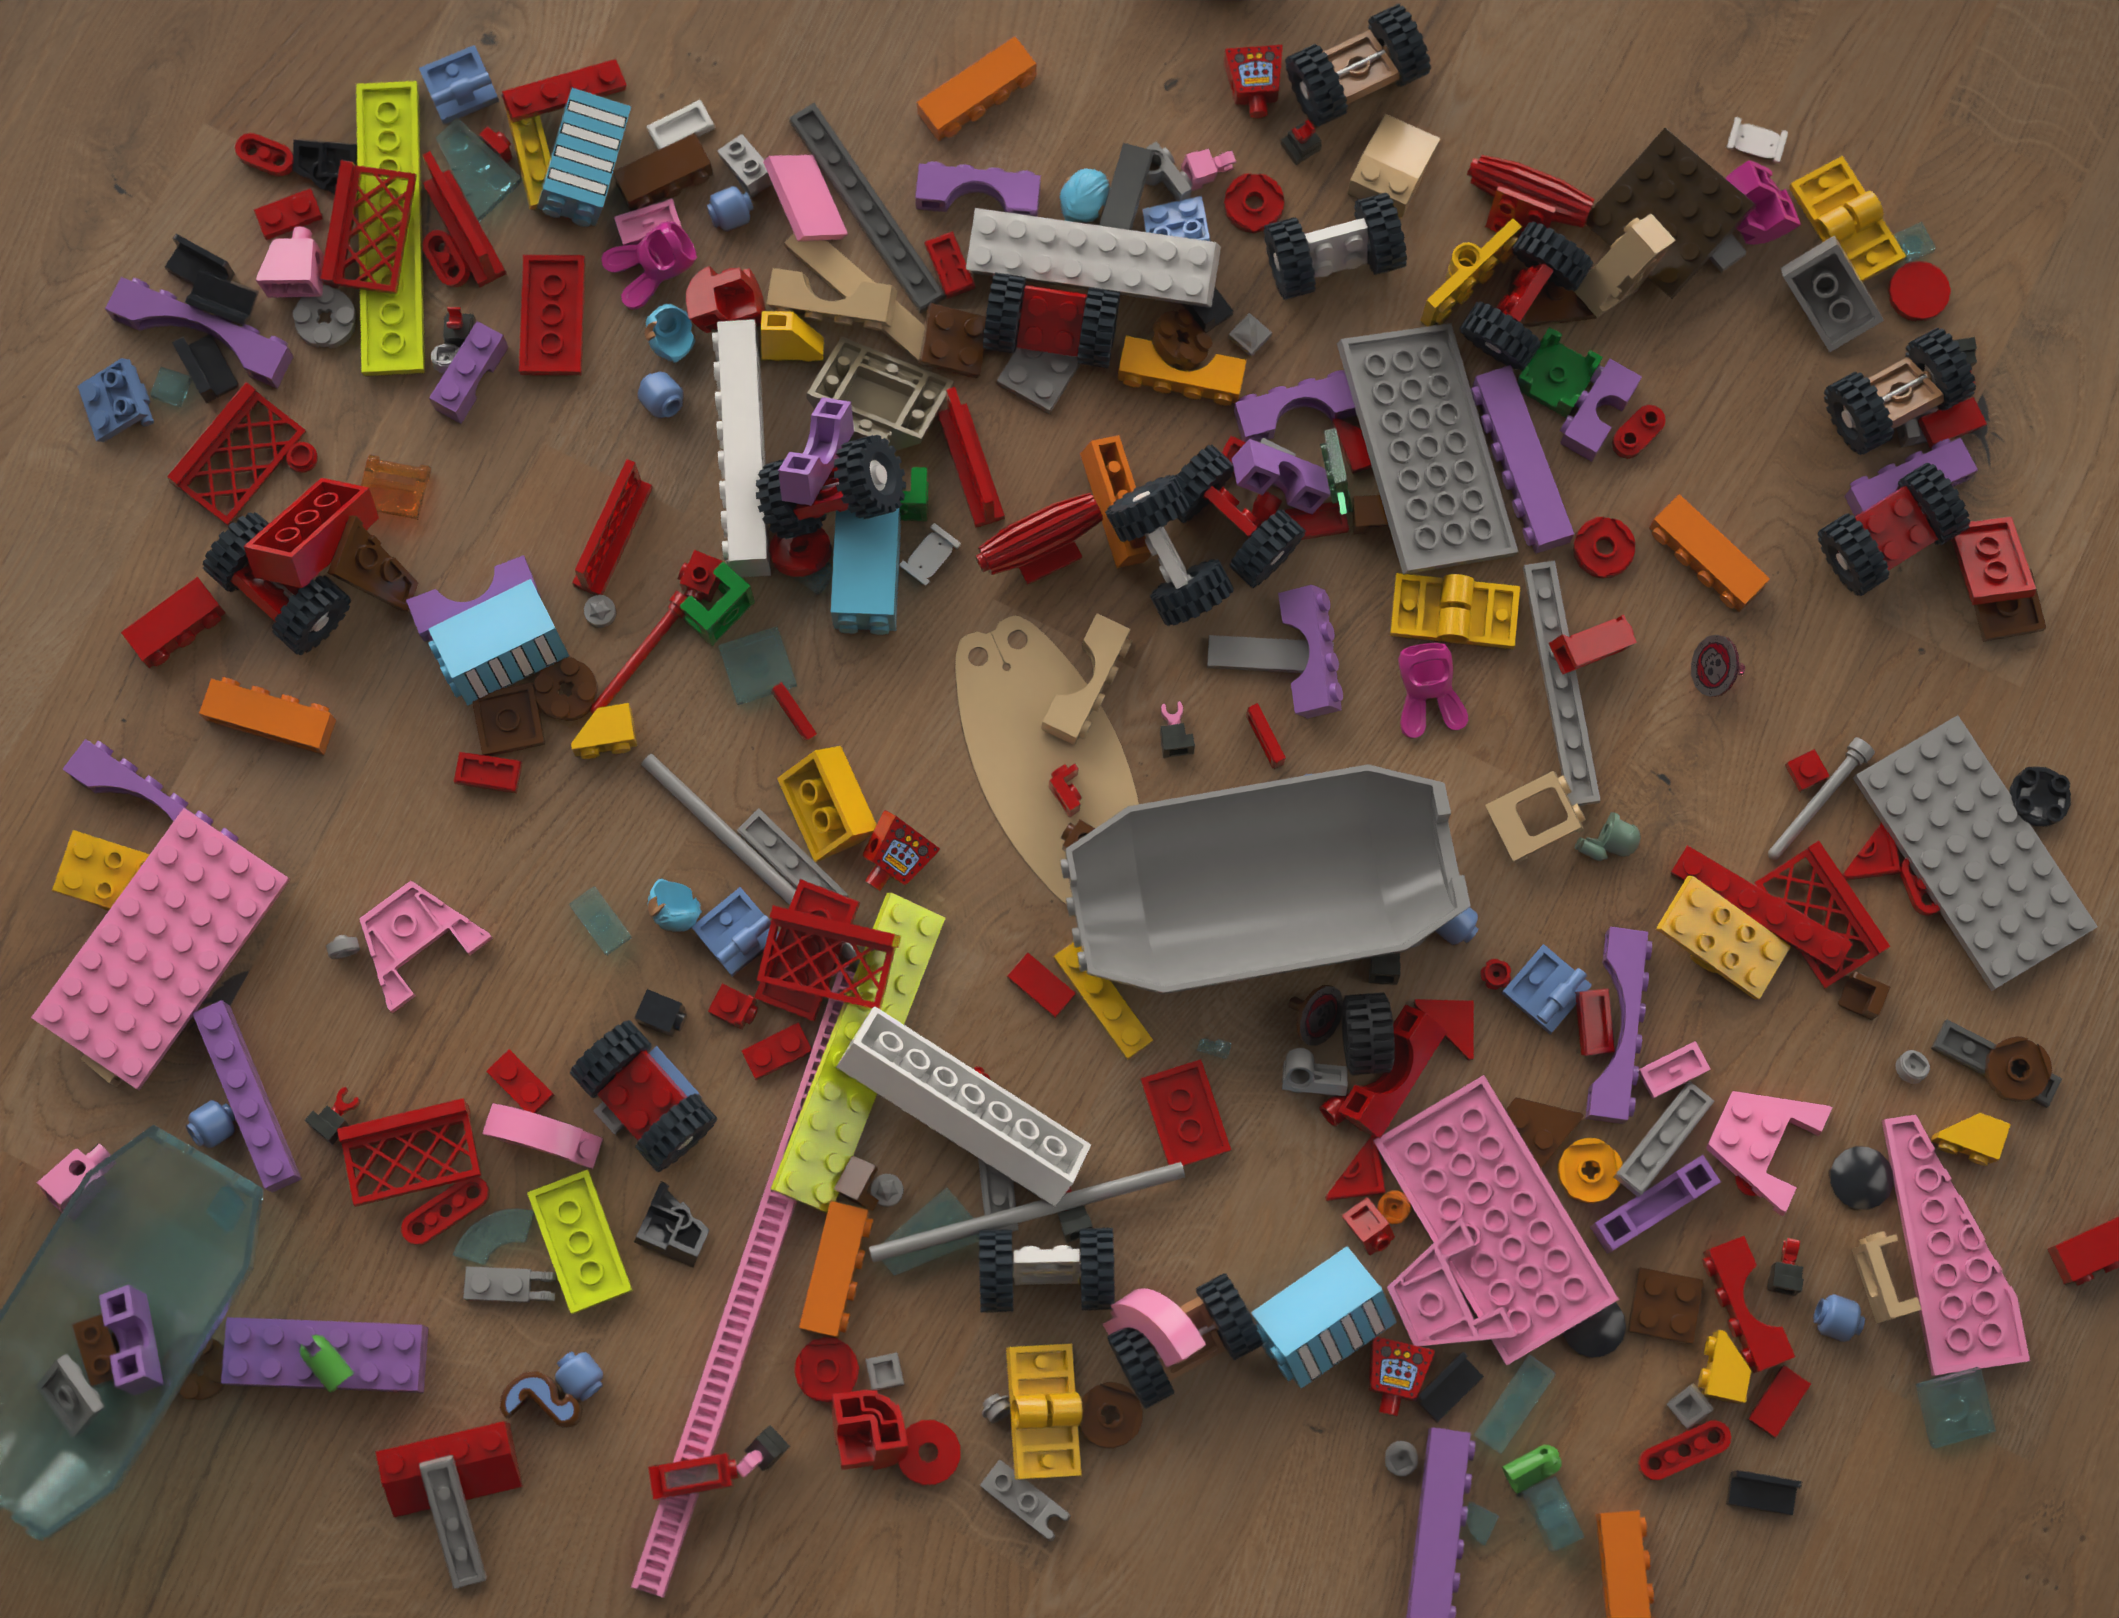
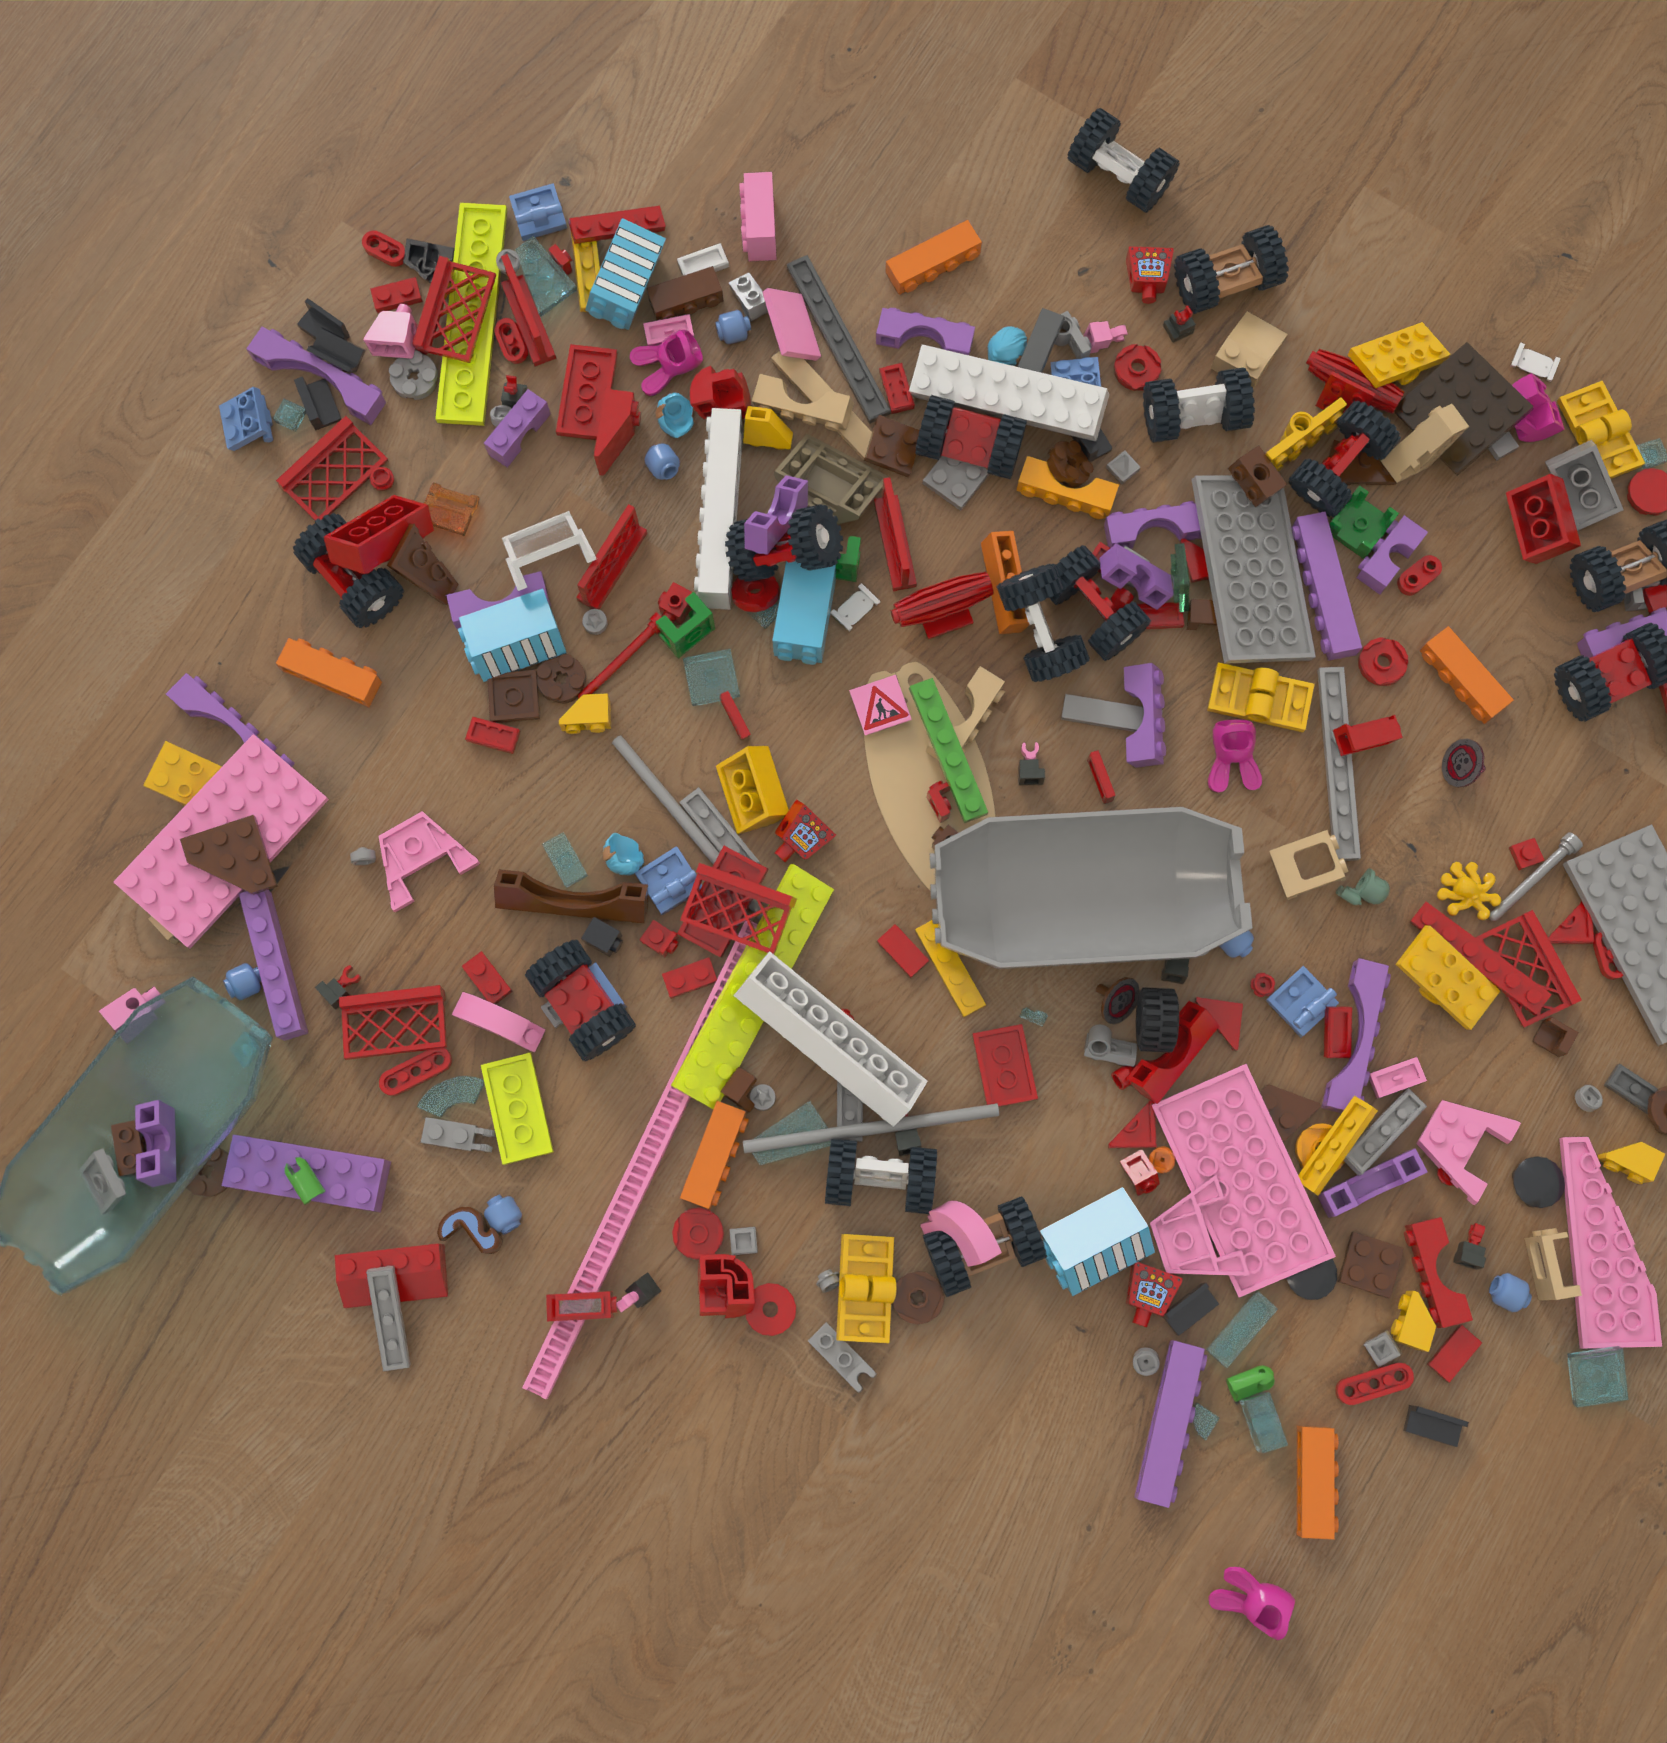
camera: 10 degrees right, 0 degrees up
(173, 623) = (266, 593): red brick -> none
(179, 965) = (232, 854): none -> reddish brown plate
(424, 147) = (514, 258): none -> light grey tile
(521, 519) = (541, 541): none -> white piece
(554, 969) = (523, 893): none -> reddish brown arch
(597, 357) = (616, 427): none -> red slope
(672, 1228) = (590, 1107): black slope -> none
(745, 61) = (758, 216): none -> bright pink brick
(976, 676) = (880, 705): none -> bright pink piece
(1069, 725) = (948, 750): none -> bright green plate
(1418, 315) = (1257, 476): none -> reddish brown brick
(1582, 152) = (1399, 355): none -> yellow plate
(1606, 1162) = (1336, 1145): none -> yellow plate
(1739, 825) = (1468, 890): none -> yellow animal
(1784, 344) = (1543, 519): none -> red brick

